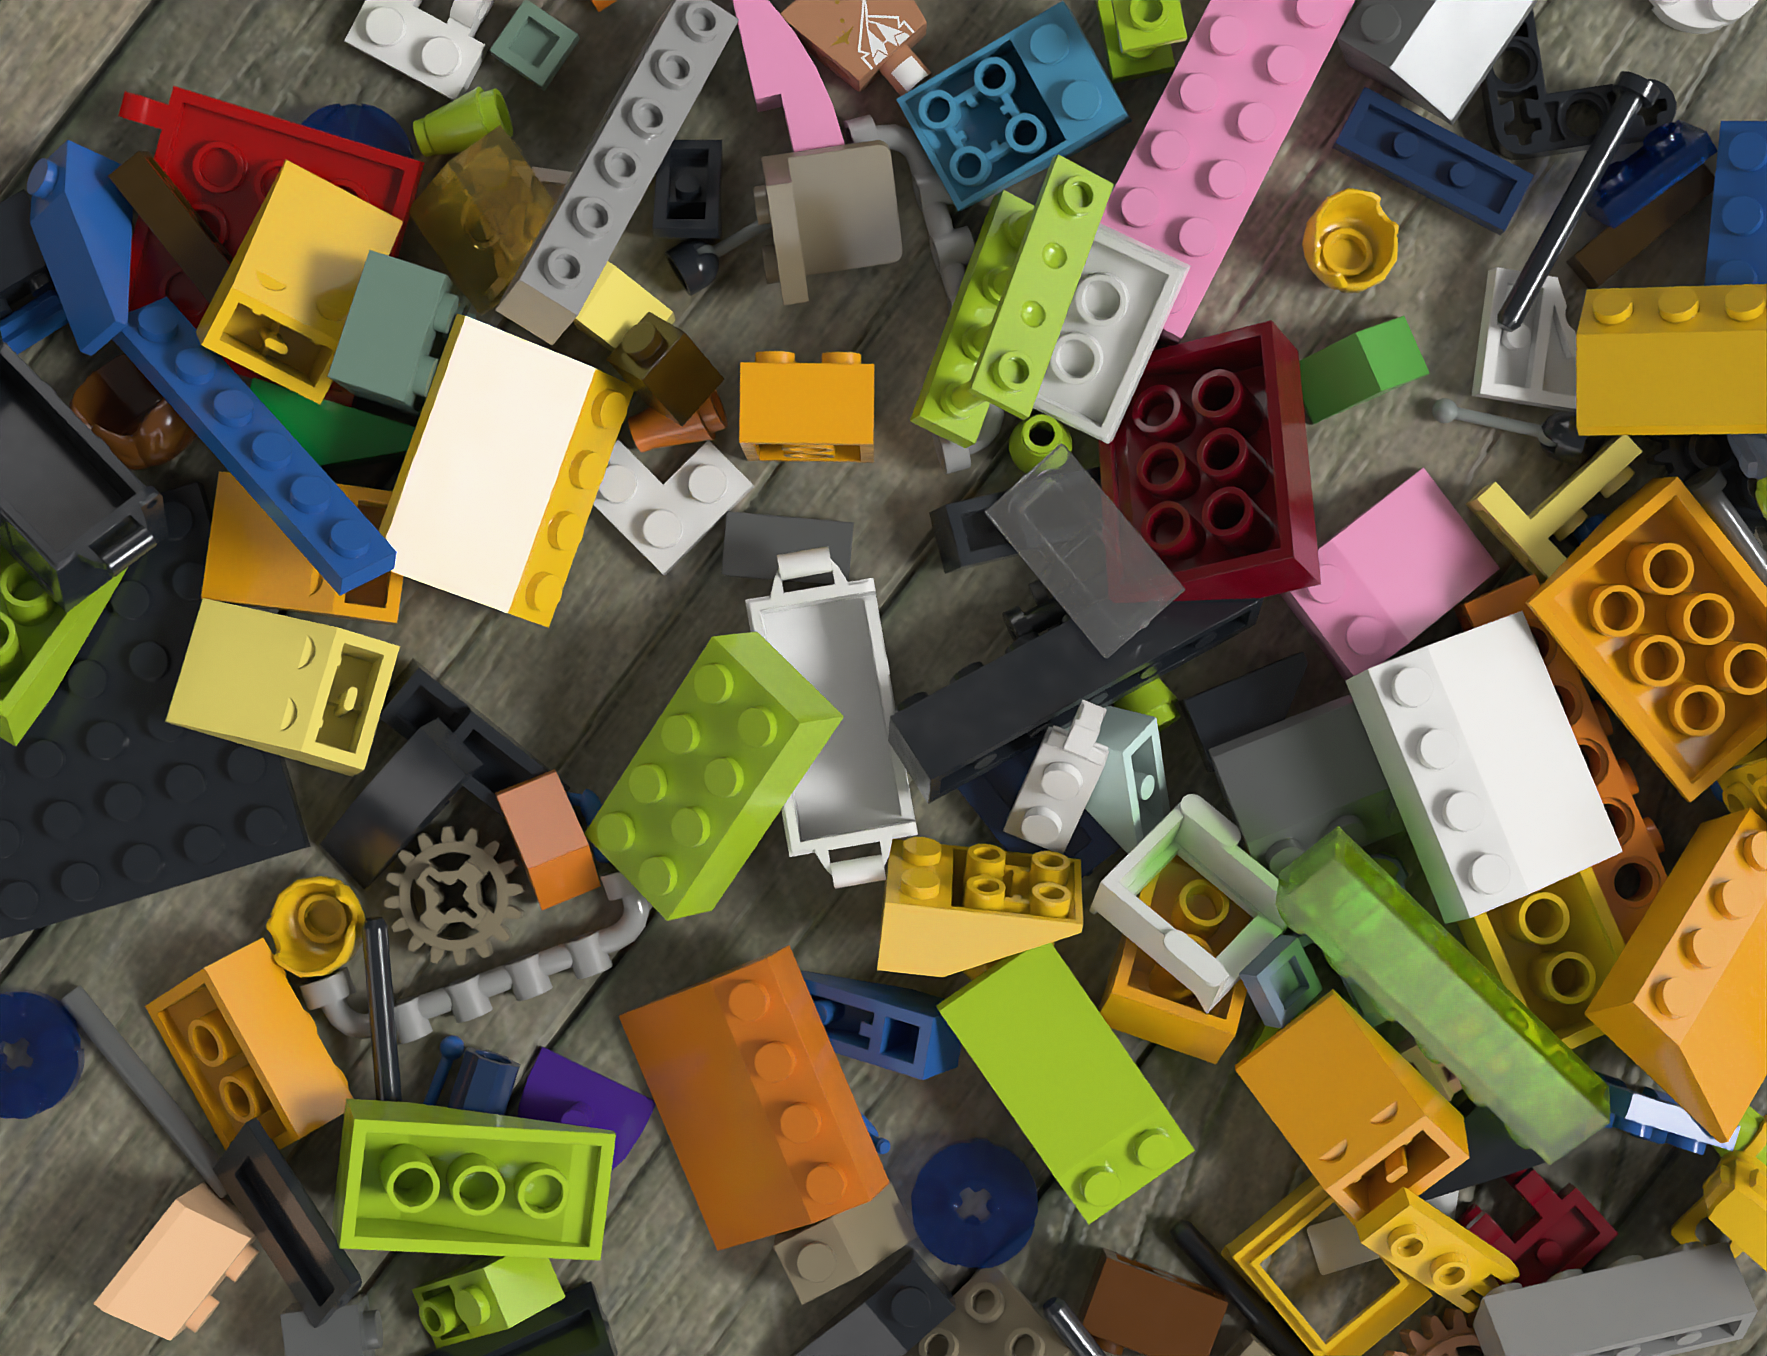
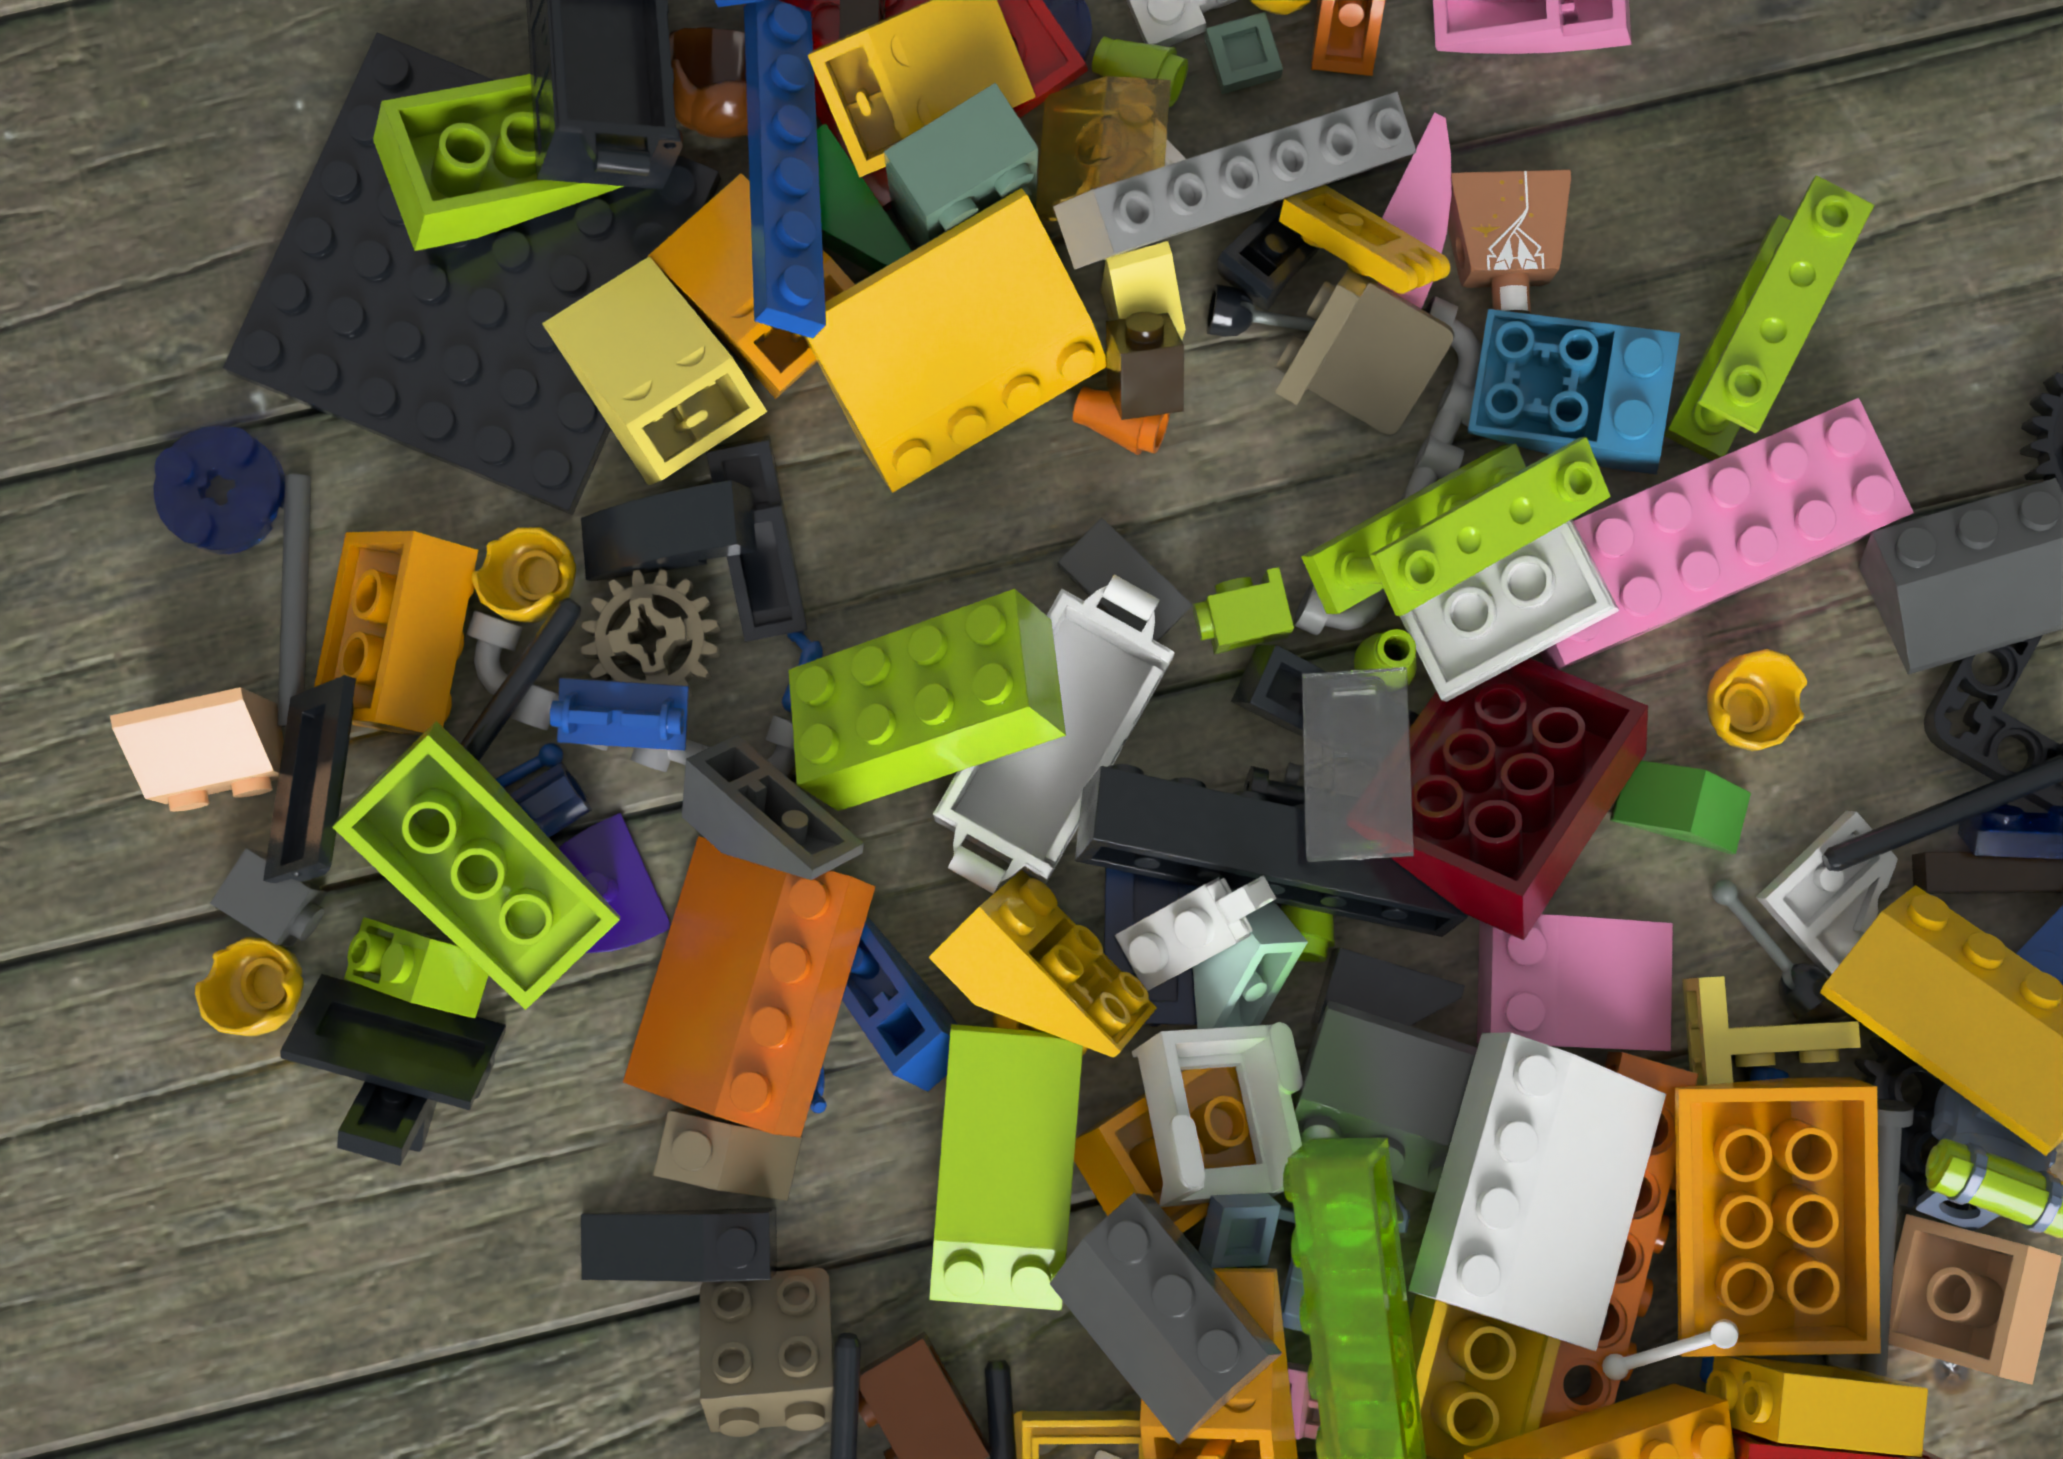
camera: 35 degrees right, 5 degrees down
(482, 974) = (621, 714): none -> blue hinge
(548, 839) = (757, 655): orange slope -> none
(658, 965) = (760, 814): none -> dark grey slope
(670, 516) = (1061, 490): white plate -> none
(757, 127) = (1363, 240): none -> yellow hinge
(807, 408) = (1229, 482): light orange brick -> none
(899, 497) = (1244, 613): none -> lime brick
(969, 1240) = (826, 1237): clear blue plate -> none
(1275, 1094) = (1162, 1315): none -> dark grey slope
(1433, 161) = (1869, 691): dark blue plate -> none
(1708, 761) = (1723, 1334): none -> white hinge

